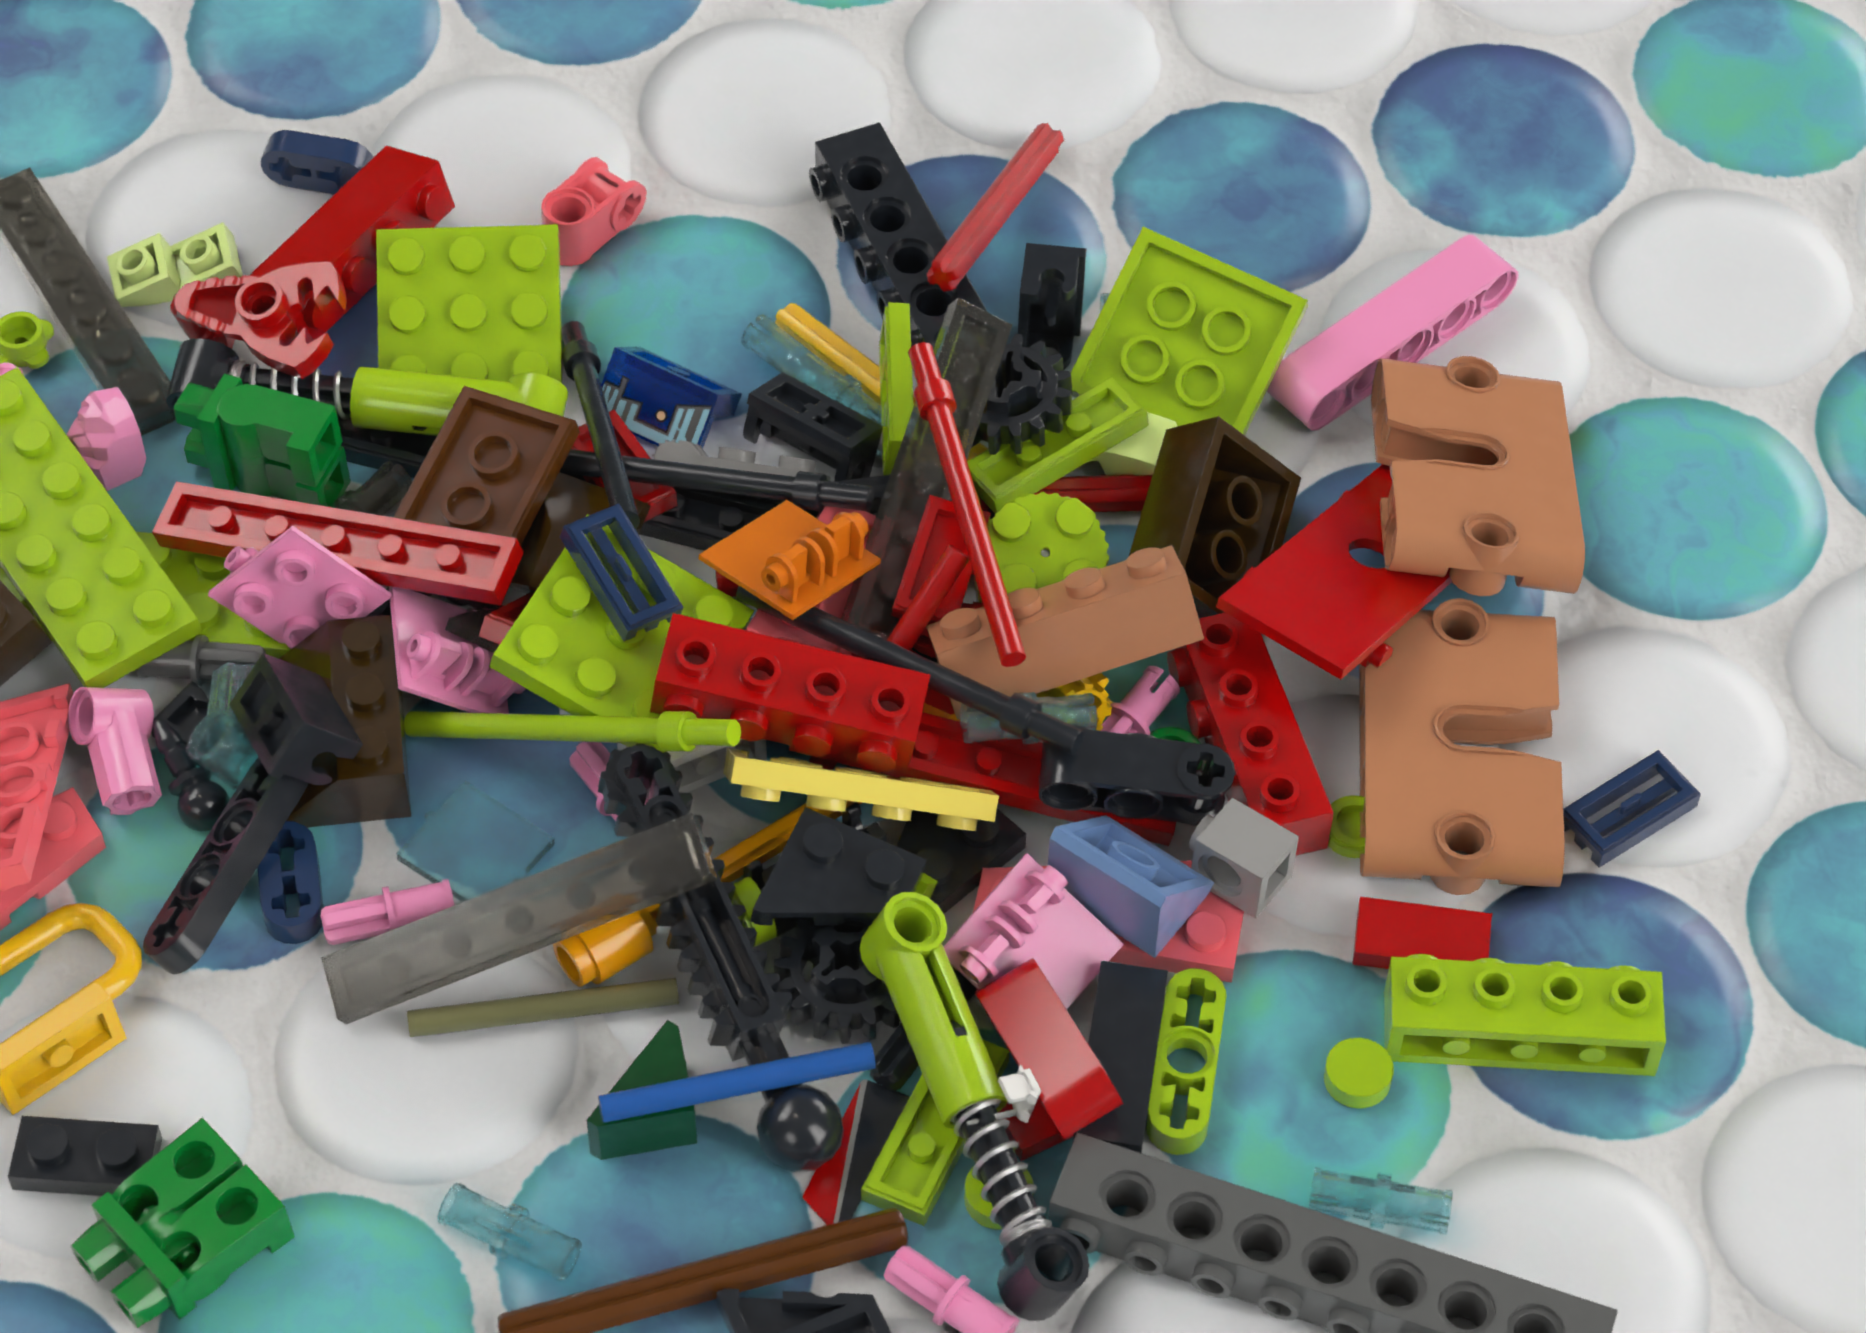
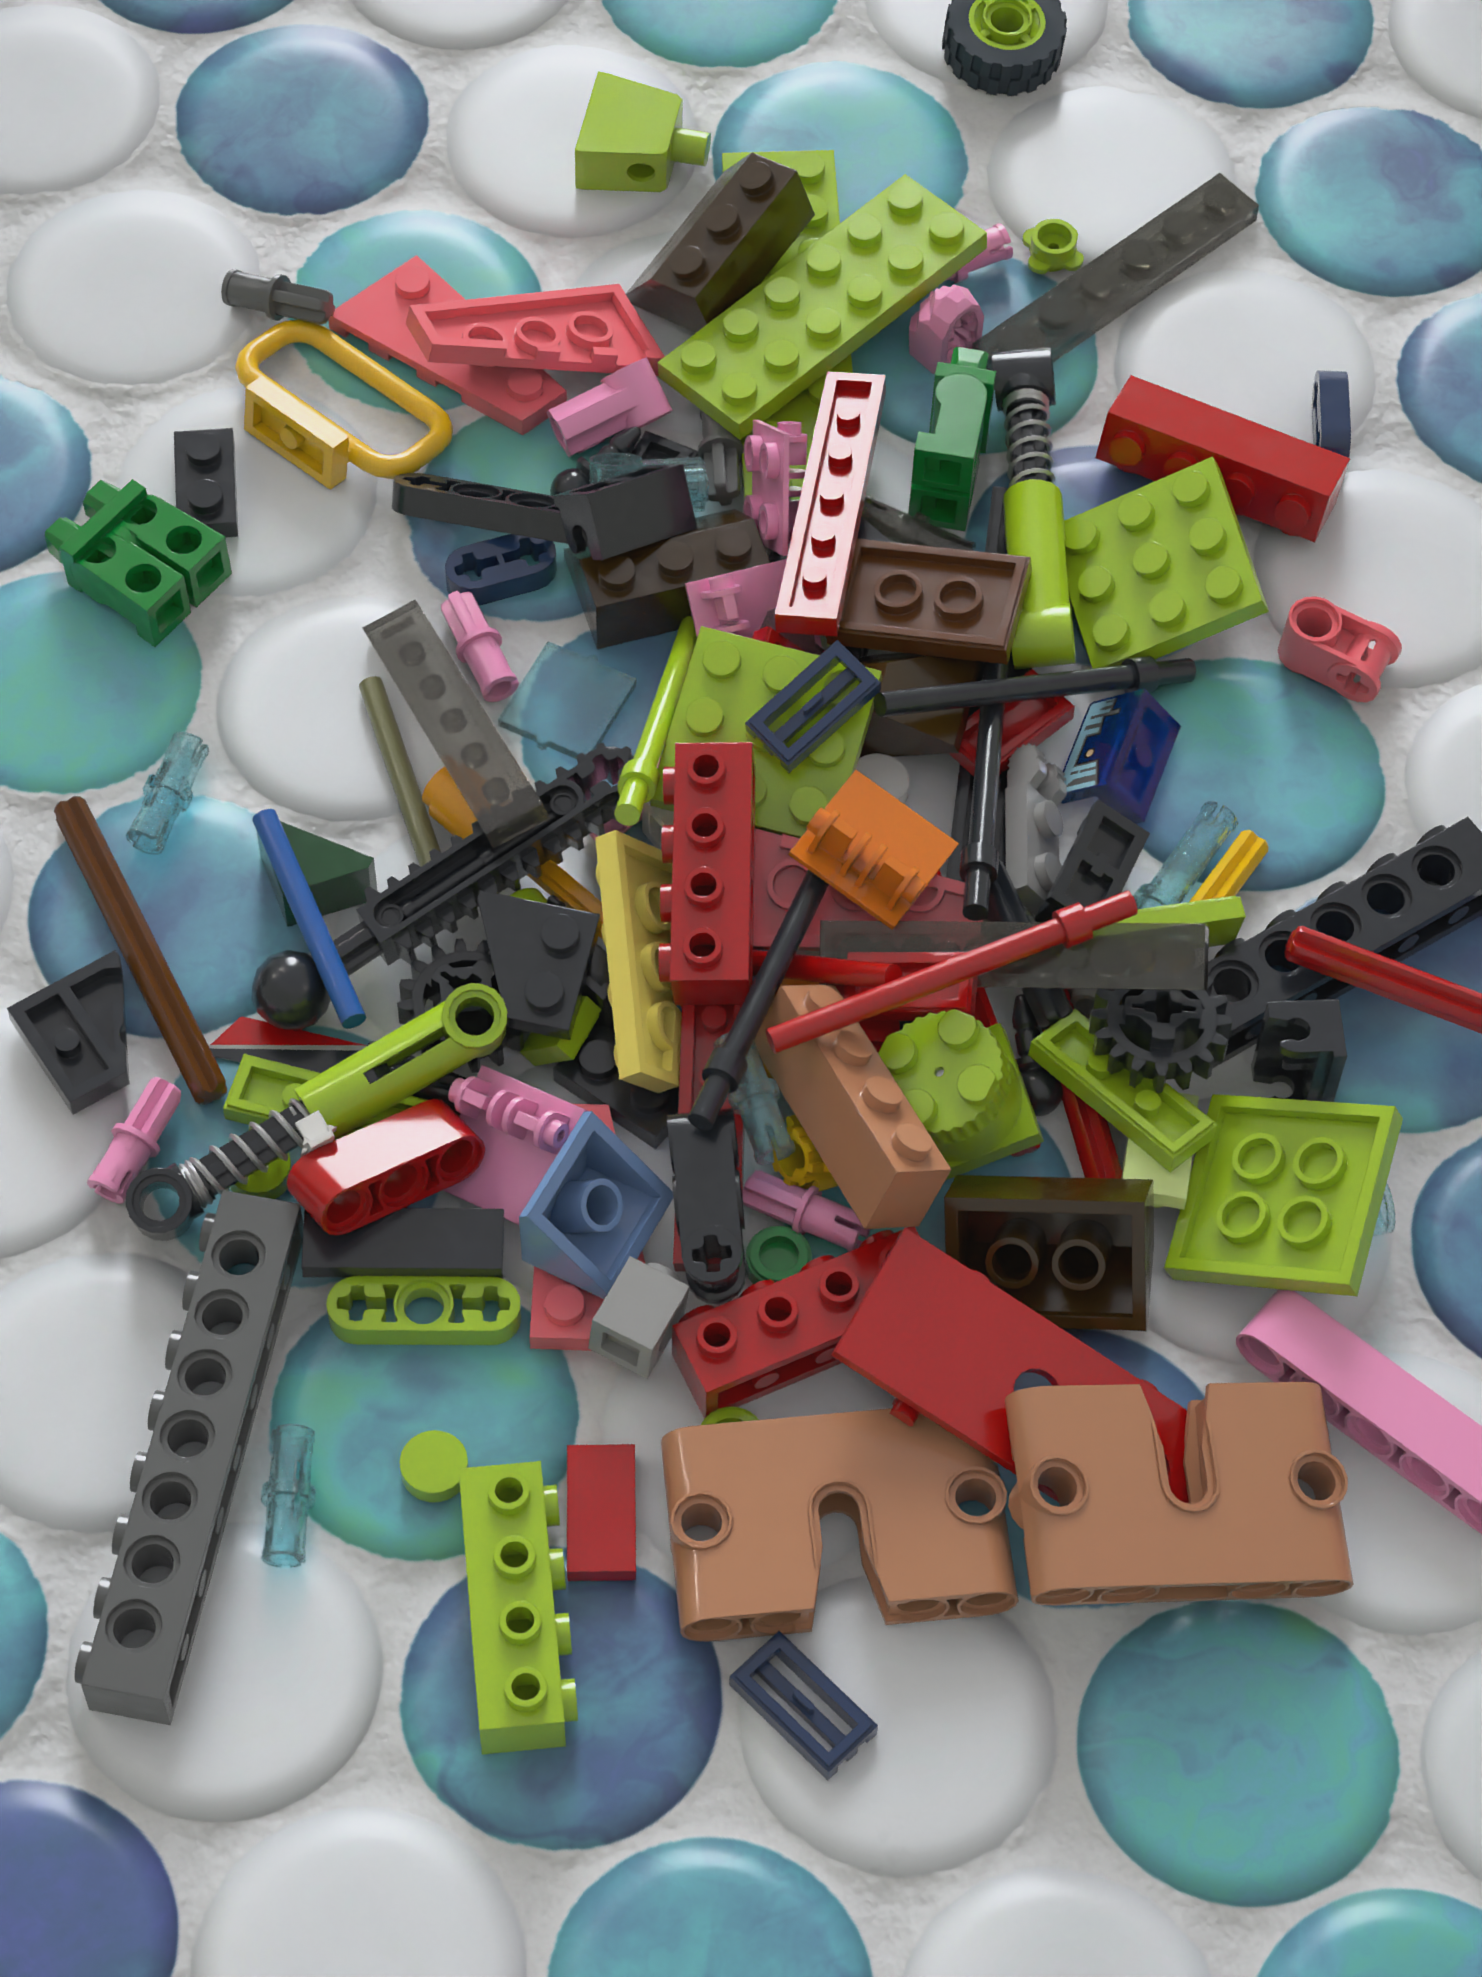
camera: 80 degrees right, 5 degrees up
(156, 271) = (1173, 341): yellowish green slope -> none
(263, 313) = (1084, 393): red animal -> none

